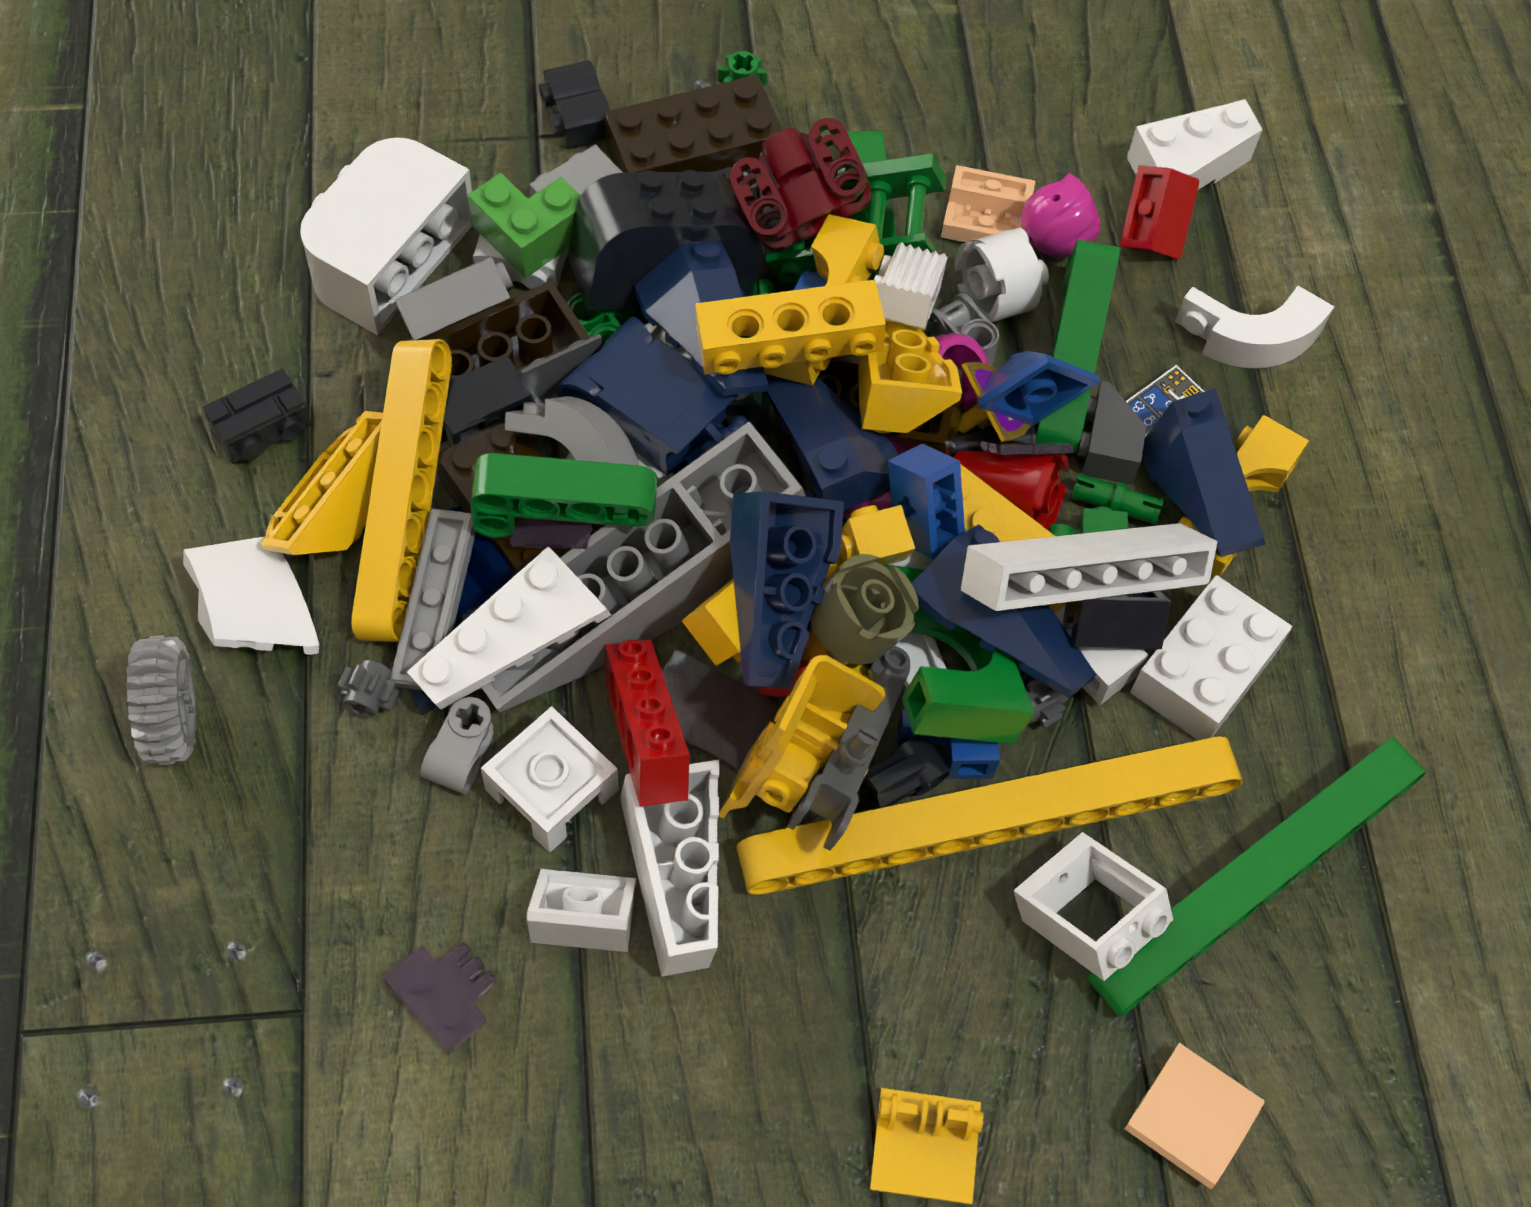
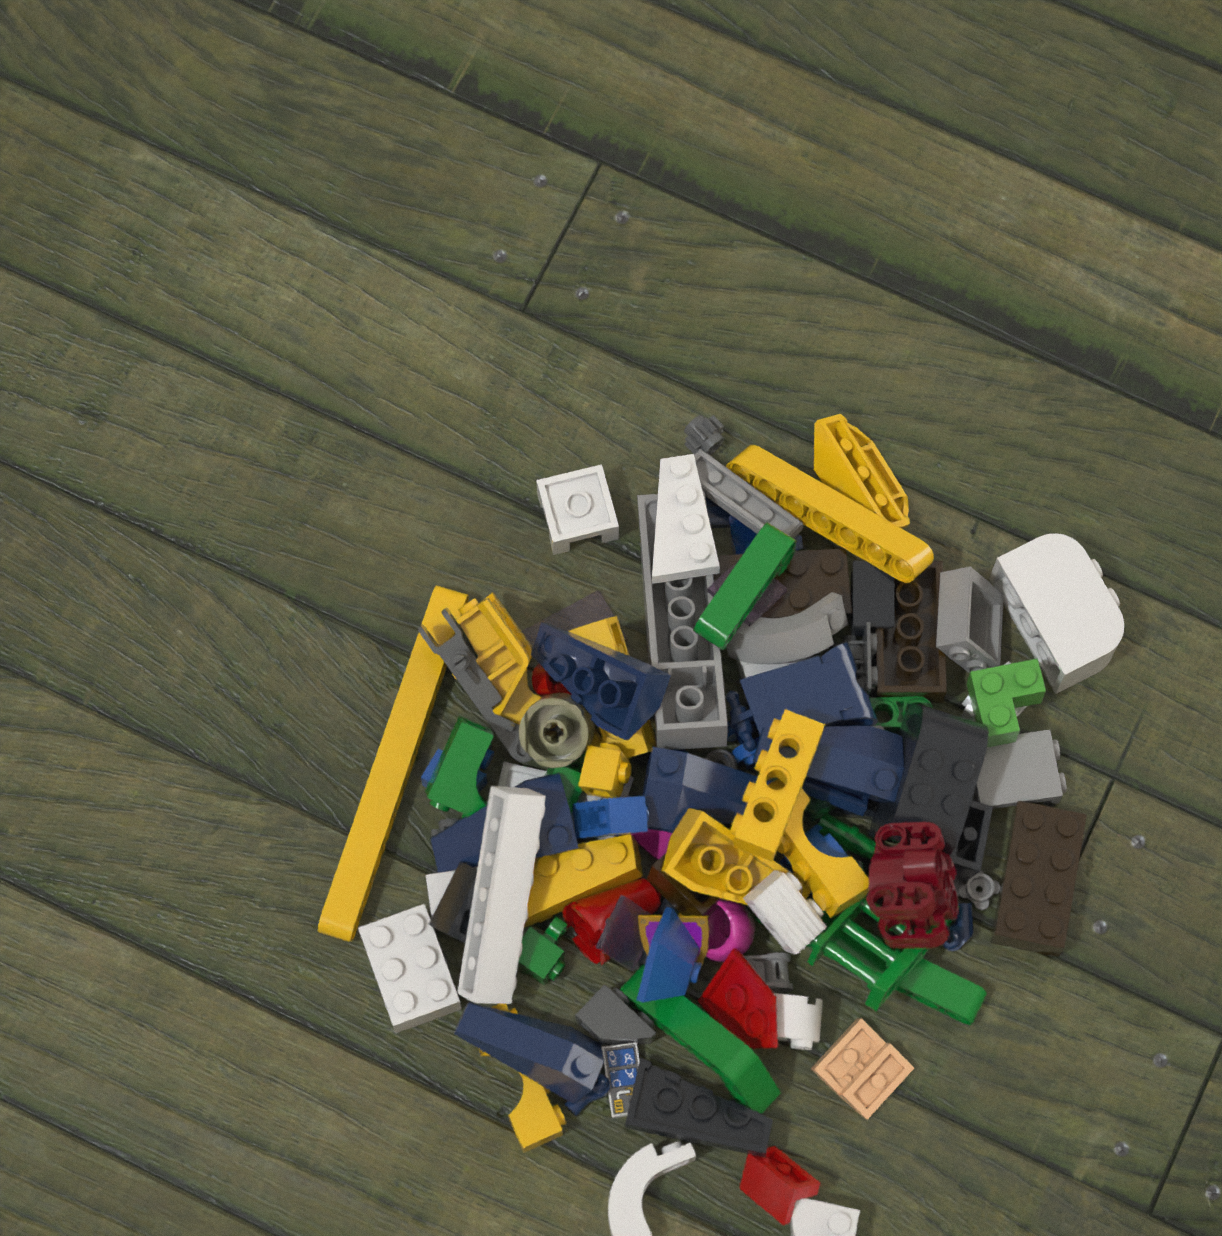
camera: 125 degrees right, 10 degrees up
(161, 700) = (757, 308): light grey gear -> none
(249, 597) = (810, 393): white slope -> none
(258, 416) = (953, 463): black brick -> none
(442, 993) = (483, 386): hinge -> none
(457, 752) = (629, 467): light grey piece -> none
(575, 103) = (1121, 813): black brick -> none
(581, 910) = (484, 486): white slope -> none
(646, 723) = (571, 570): red brick -> none
(677, 869) = (481, 552): white wedge -> none
(741, 65) = (1078, 960): green gear -> none
(909, 770) = (451, 704): black piece -> none
(926, 1146) = (226, 600): yellow hinge -> none
(1022, 300) = (742, 1003): none -> red tile
(1060, 216) = (808, 1098): dark pink piece -> none
(1081, 864) = (325, 769): white window -> none
(1117, 498) = (565, 993): green pin -> none
(1154, 317) = (690, 1113): none -> black wing
(1195, 1116) = (143, 760): light nougat slope -> none
(1263, 872) = (255, 903): green beam -> none

